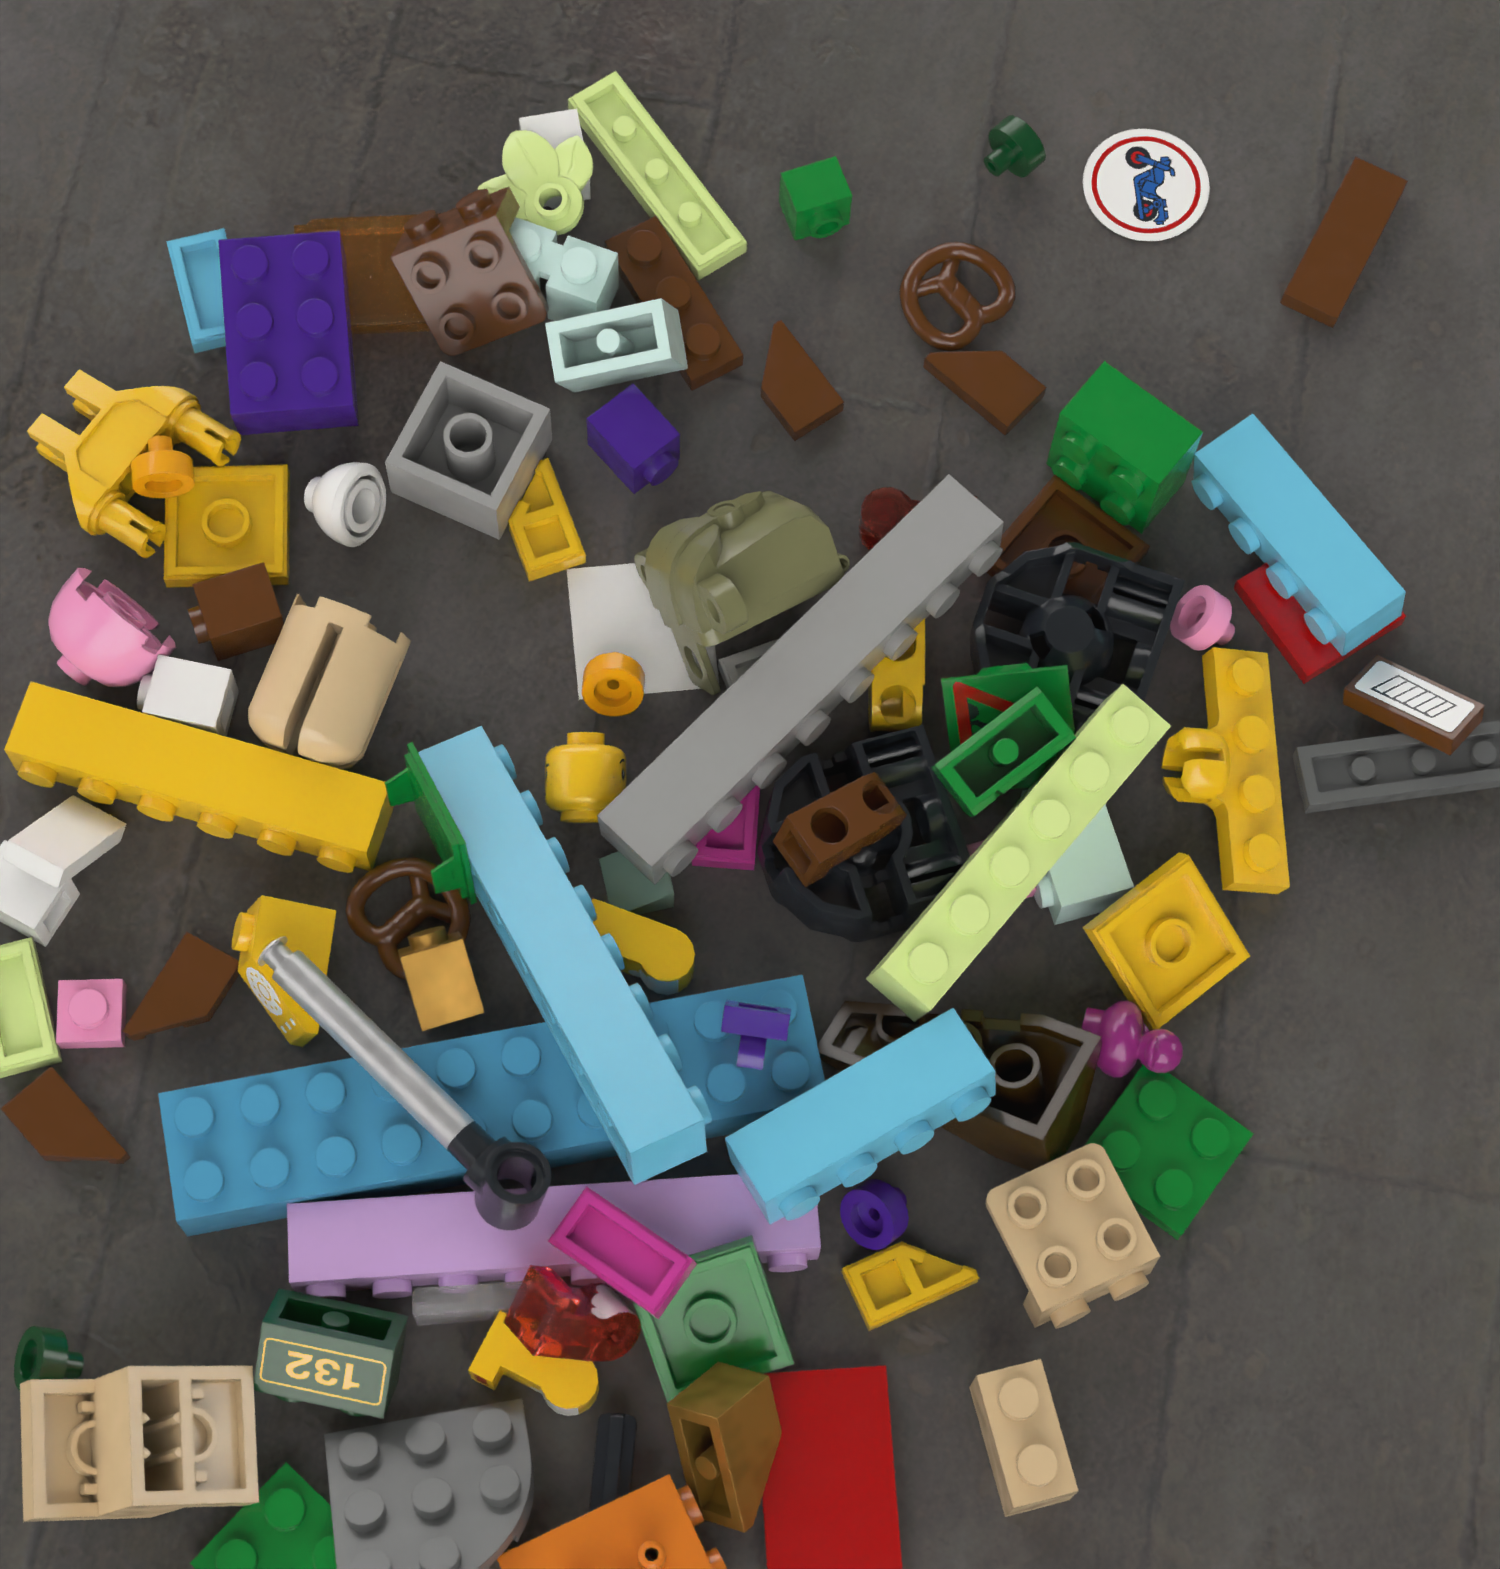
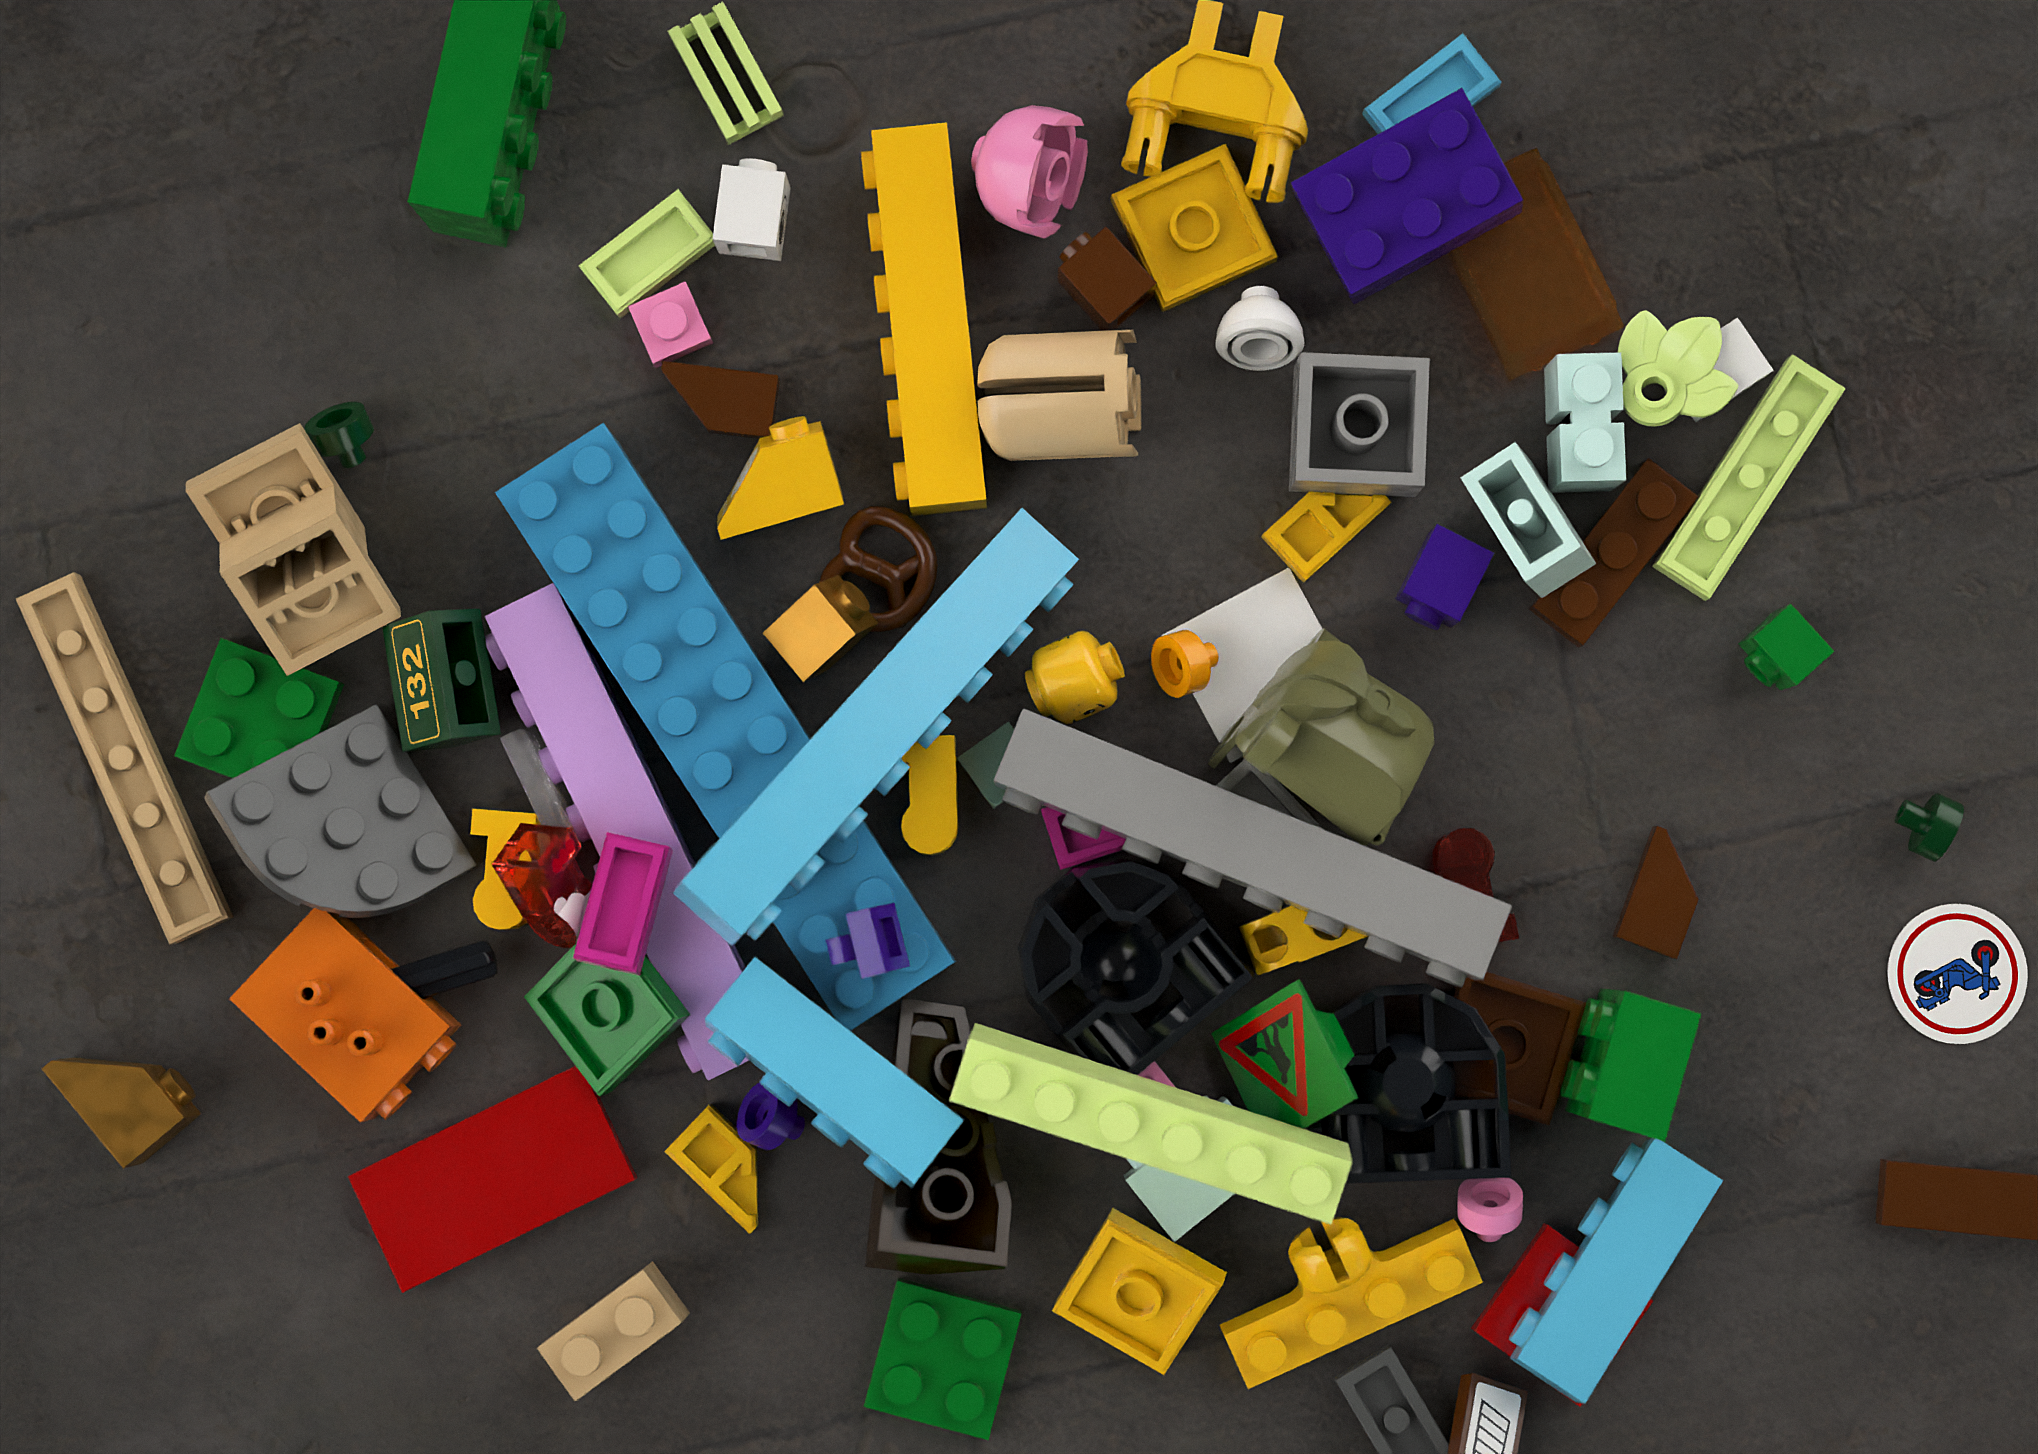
camera: 75 degrees right, 15 degrees up
(61, 1123) = (559, 346): reddish brown tile -> none
(64, 841) = (809, 226): white tile -> none
(162, 470) = (1211, 143): light orange tile -> none
(189, 694) = (998, 273): white brick -> none
(417, 786) = (993, 523): green piece -> none
(420, 1095) = (692, 646): flat silver piece -> none
(469, 272) = (1544, 340): reddish brown bracket -> none
(726, 1442) = (503, 1065): pearl gold slope -> none
(796, 386) = (1574, 709): reddish brown tile -> none
(837, 827) = (1104, 942): reddish brown leg -> none
(954, 293) = (1745, 826): reddish brown piece -> none
(1003, 752) = (1241, 1069): green brick -> none
(1072, 1235) = (815, 1306): tan bracket -> none
(1128, 1039) = (1026, 1286): magenta animal -> none

